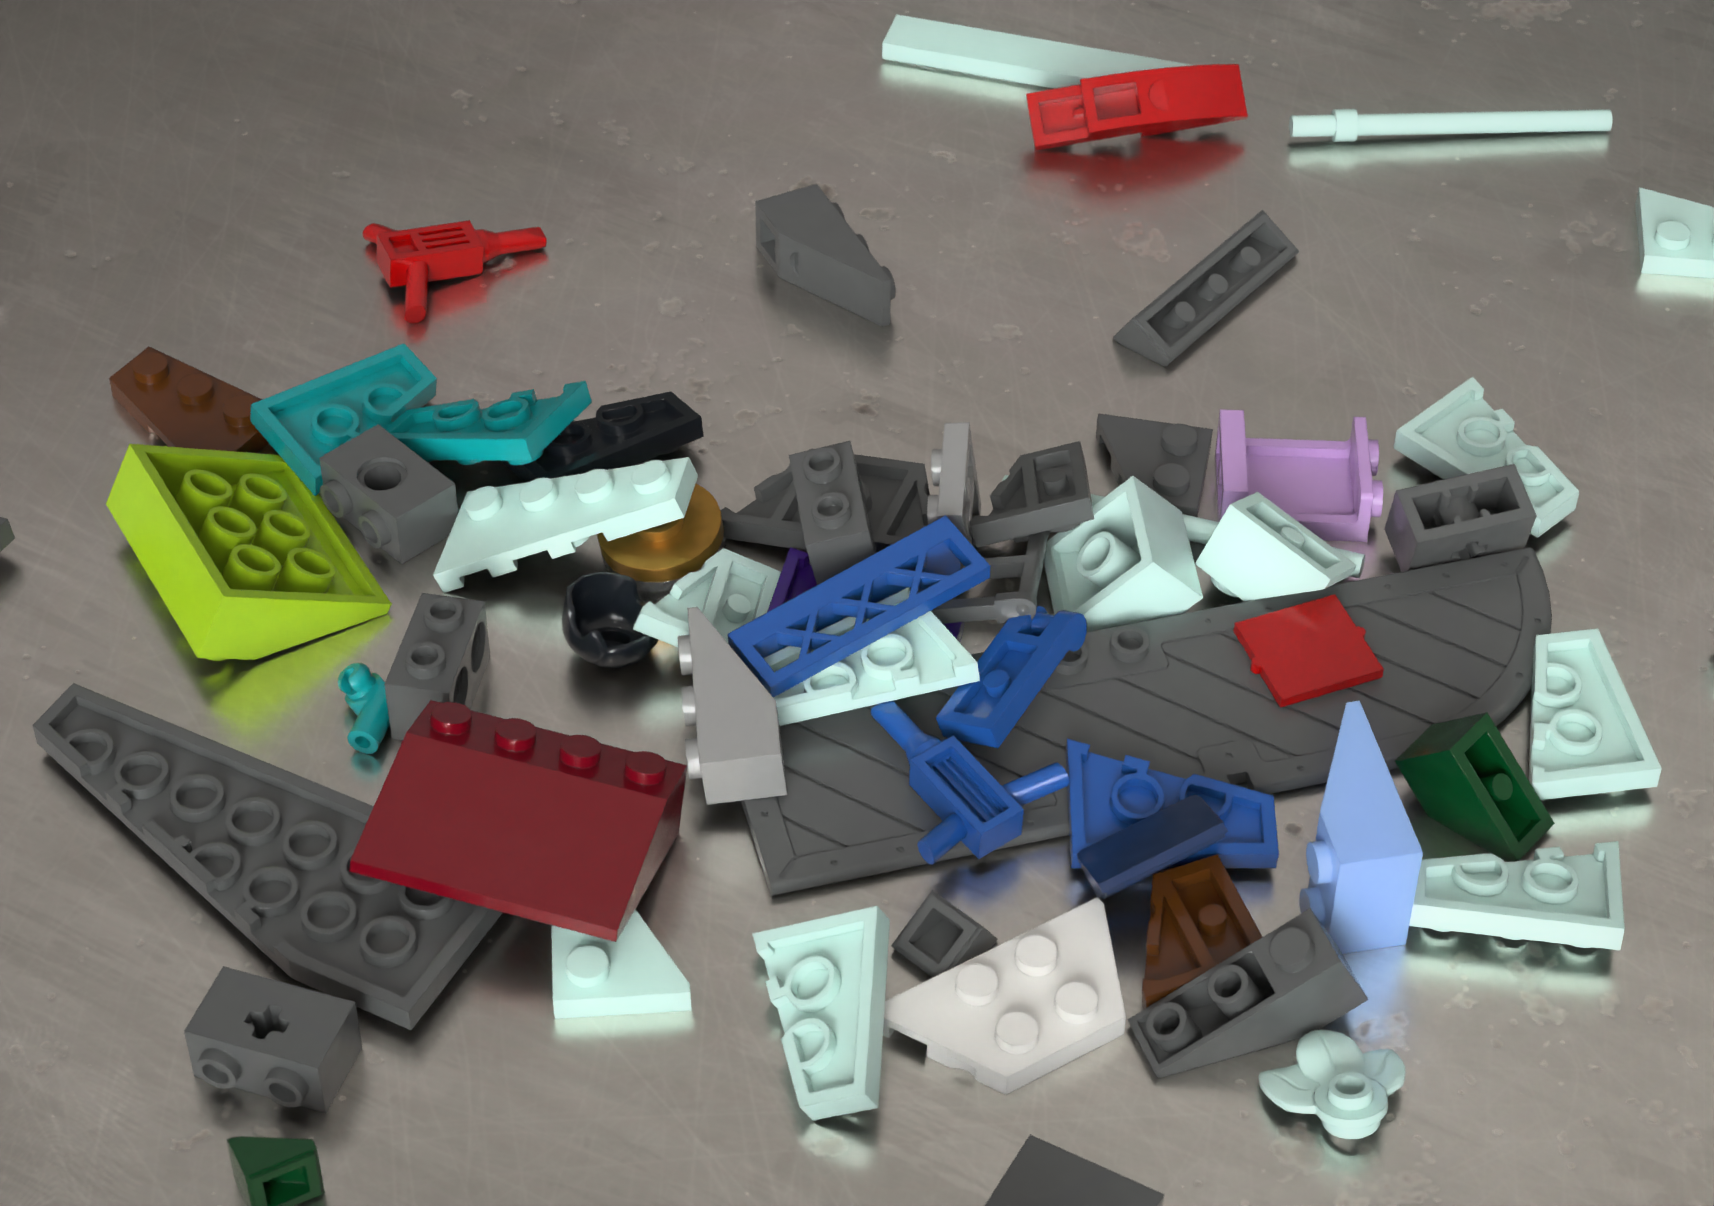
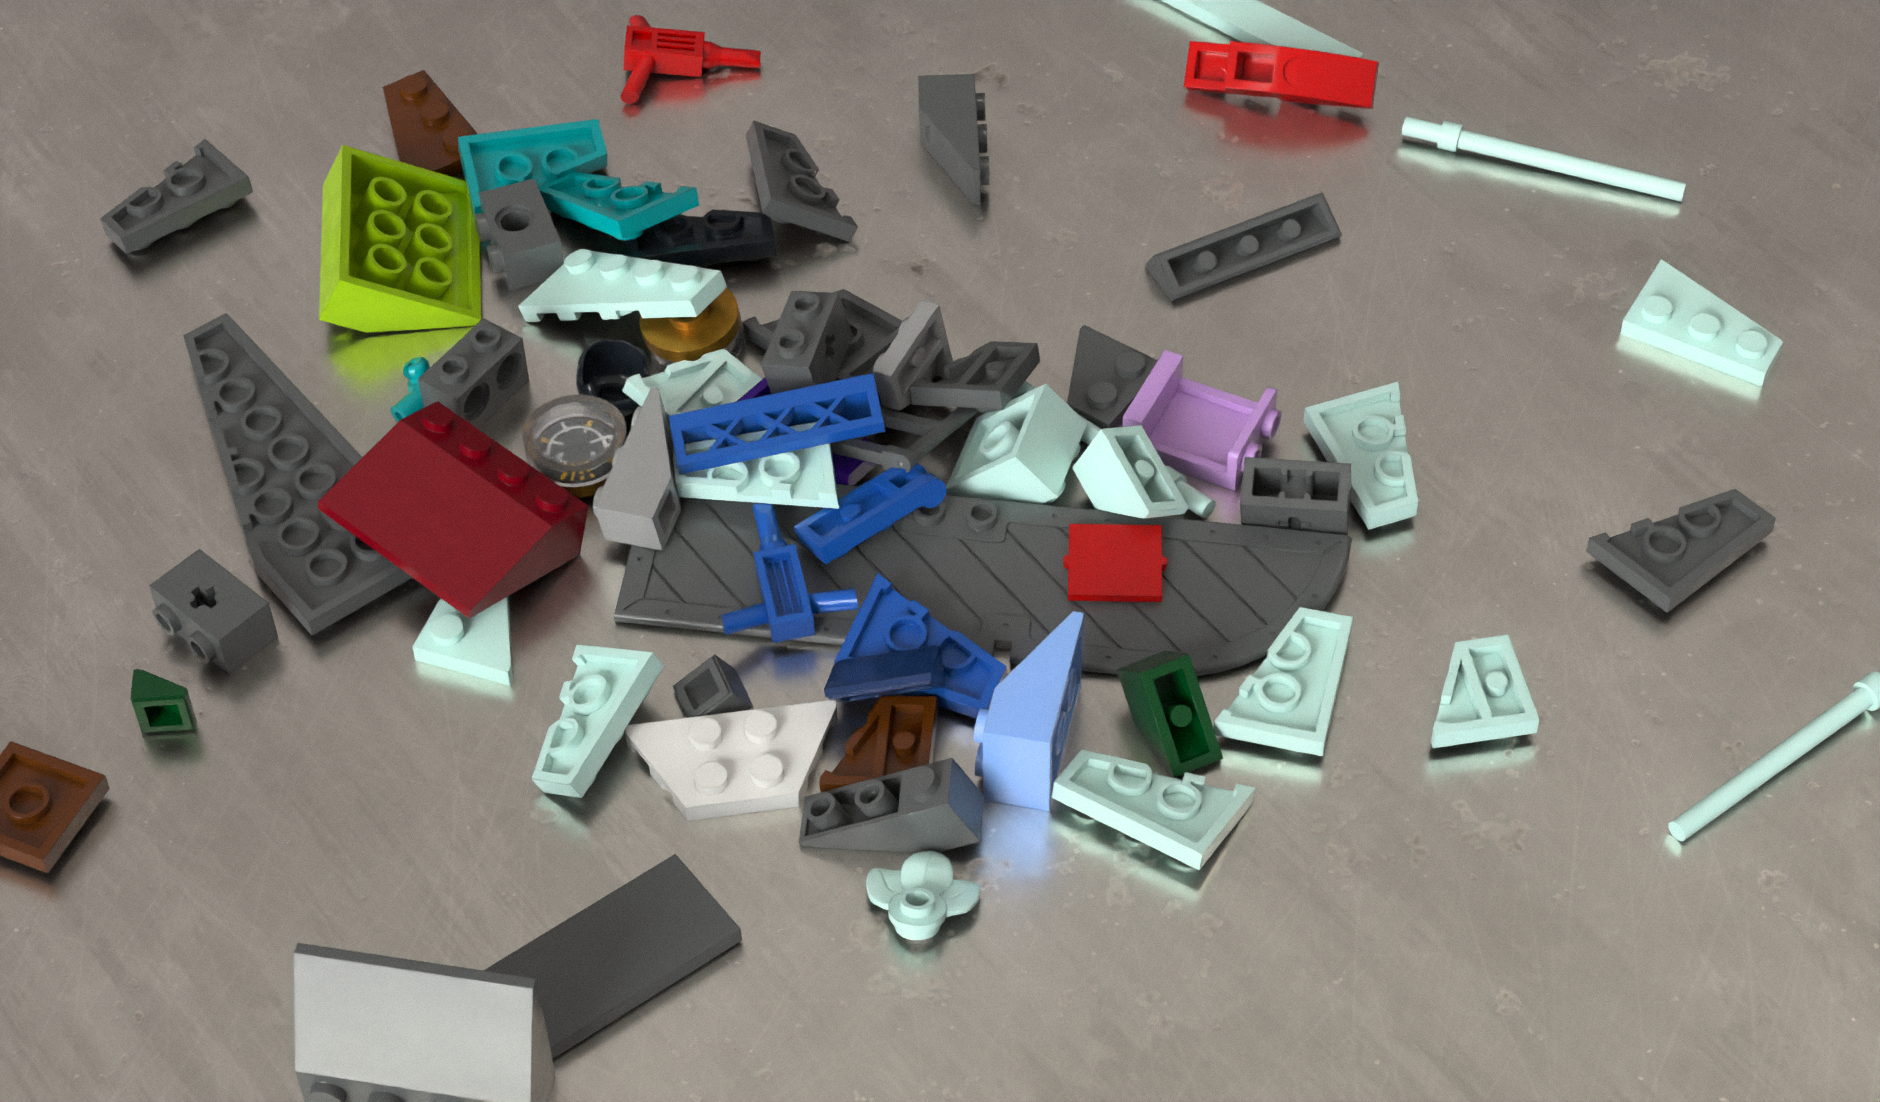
camera: 25 degrees right, 5 degrees up
(614, 695) = (574, 441): none -> clear piece
(667, 352) = (789, 184): none -> dark grey wing

